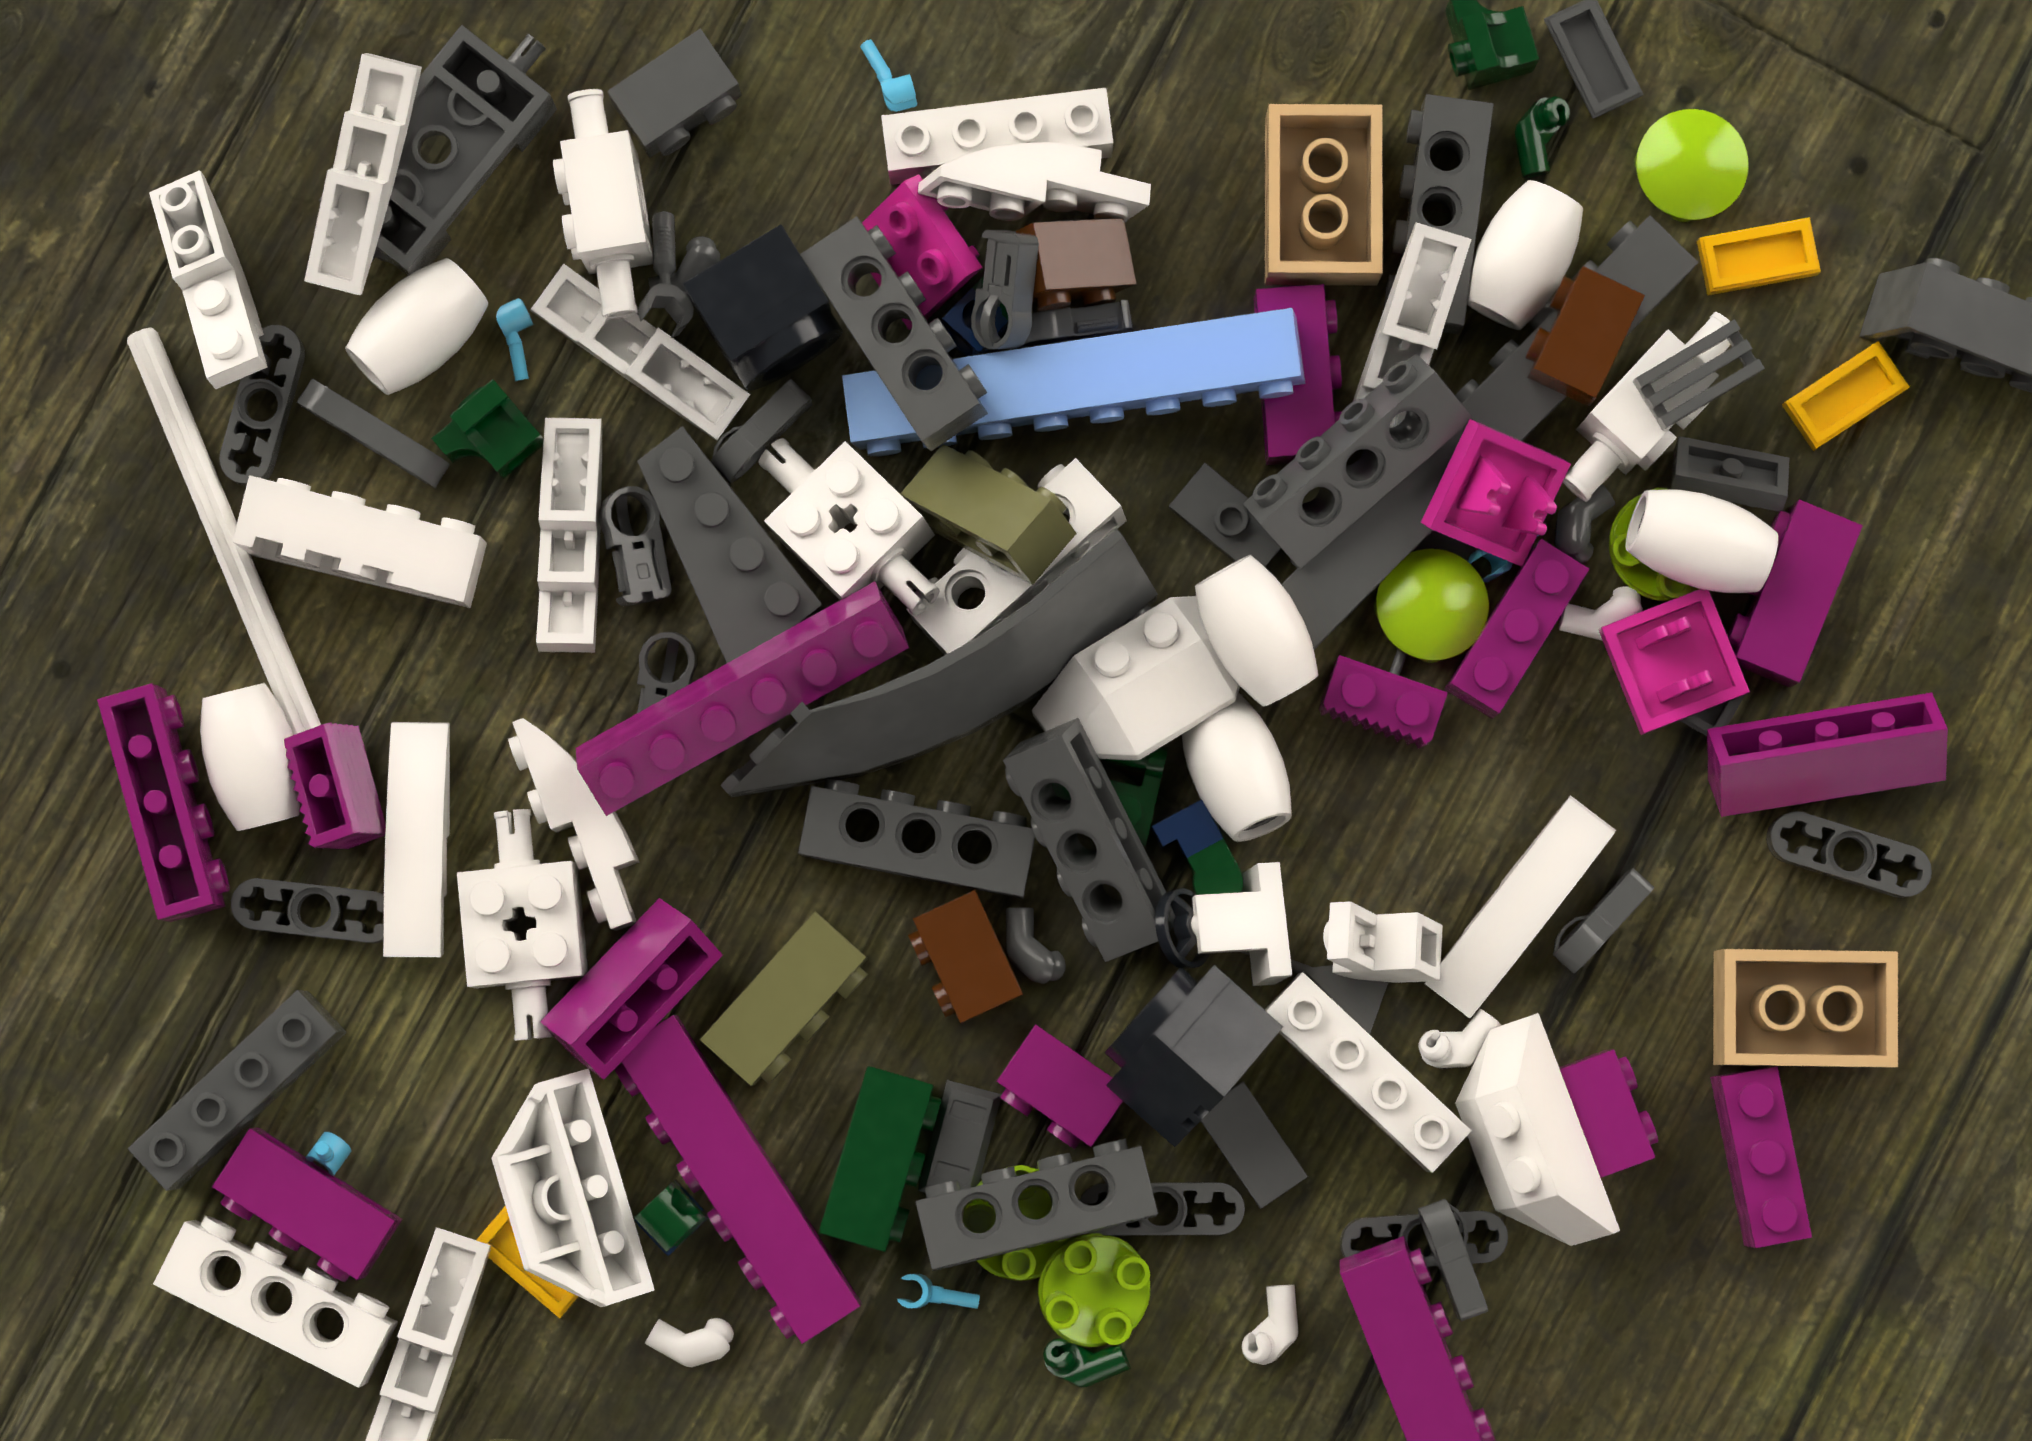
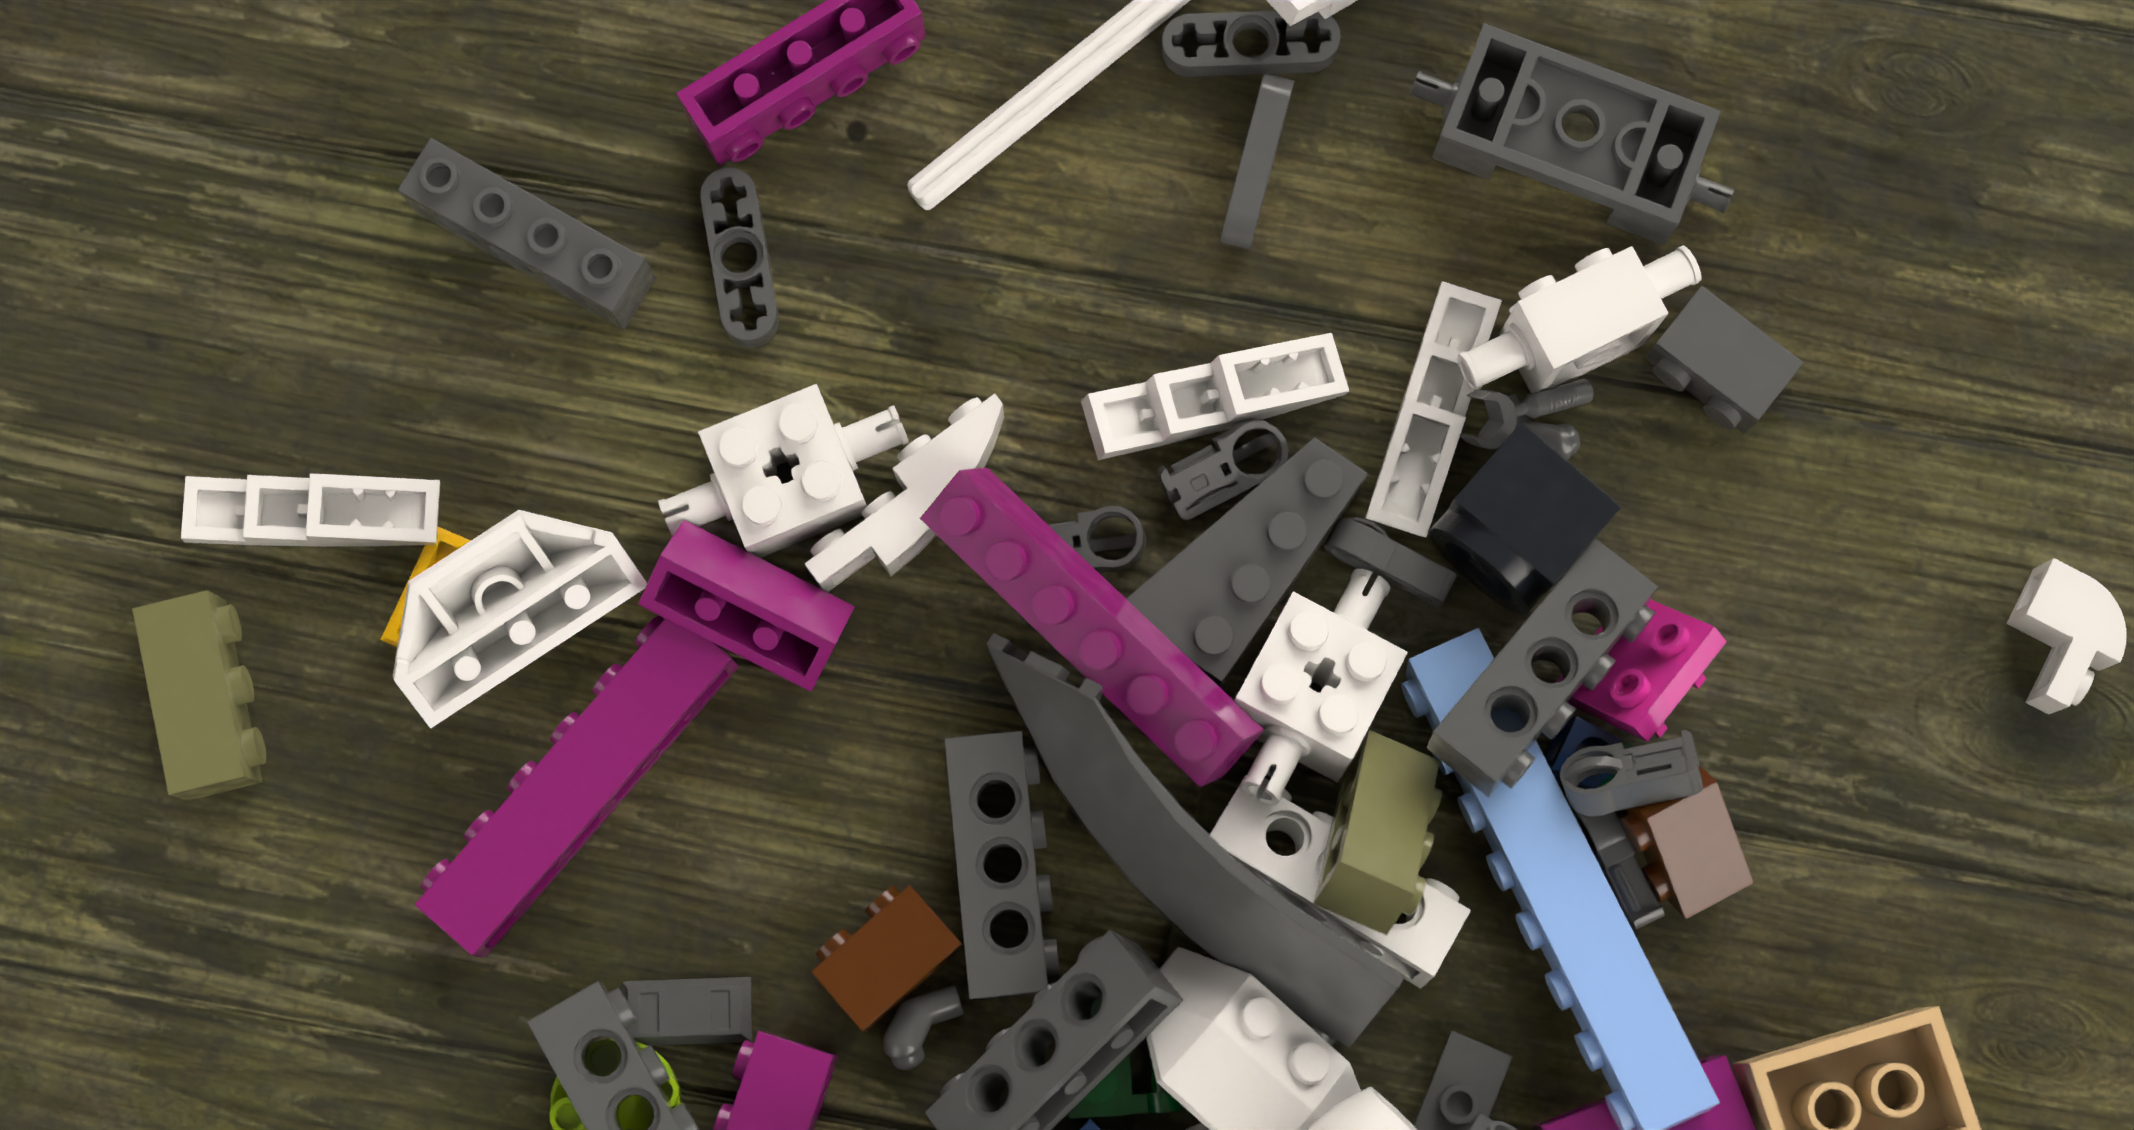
camera: 75 degrees right, 5 degrees down
(191, 1276) = (319, 248): white brick -> none
(247, 756) = (878, 139): white piece -> none
(305, 1205) = (428, 341): magenta brick -> none
(330, 1152) = (490, 348): medium azure hand -> none
(335, 786) = (872, 233): magenta brick -> none
(360, 542) = (1138, 178): white wedge -> none
(362, 174) = (1526, 57): white slope -> none
(416, 839) = (842, 335): white slope -> none
(417, 326) = (1385, 169): white piece -> none
(491, 429) = (1301, 279): dark green brick -> none
(513, 318) = (1424, 265): medium azure hand -> none
(671, 1217) = (516, 723): dark green leg -> none
(695, 1347) = (386, 790): white arm -> none
(786, 1001) = (783, 776): olive brick -> none
(880, 1159) = (641, 929): dark green brick -> none
(897, 92) = (1806, 595): medium azure hand -> none
(929, 138) = (1798, 719): white brick -> none
(938, 1295) = (514, 1035): medium azure hand -> none
(1024, 175) = (1761, 752): white slope -> none

